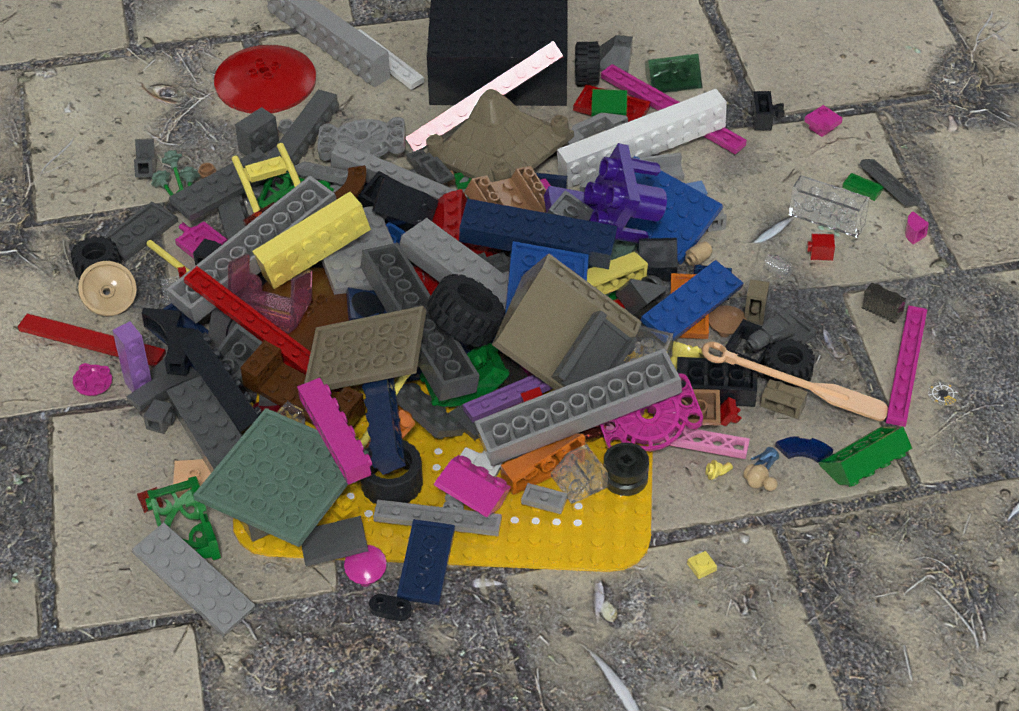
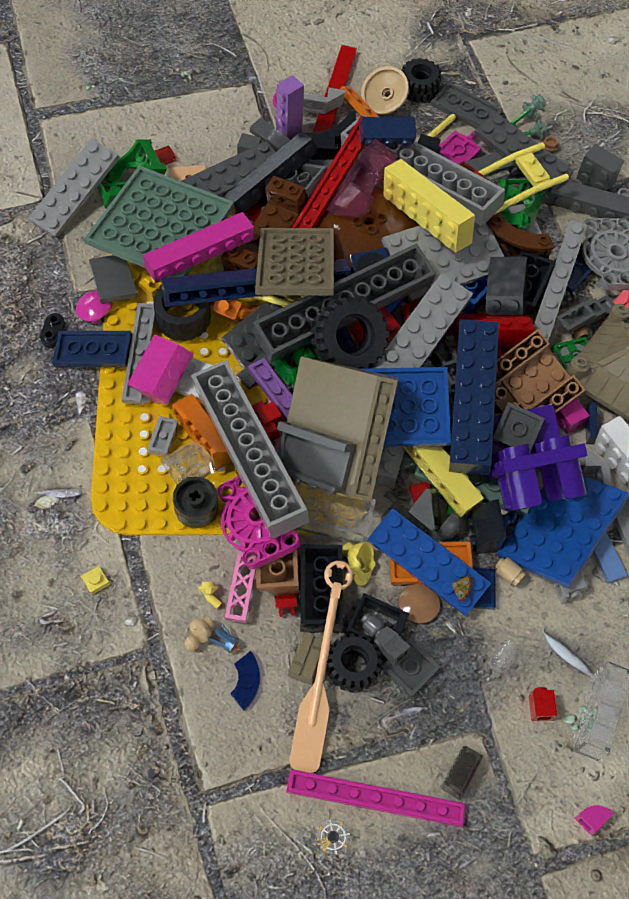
camera: 80 degrees right, 15 degrees up
(97, 368) = (323, 104): none -> light grey slope
(101, 323) = (357, 102): none -> orange plate
(145, 158) = (552, 95): dark grey brick -> none
(215, 256) = (388, 130): none -> dark blue brick
(322, 172) = (560, 223): light grey plate -> none
(722, 277) = (463, 588): none -> clear smoke tile
(756, 301) = (438, 627): dark tan brick -> none
(867, 455) = (234, 743): green slope -> none

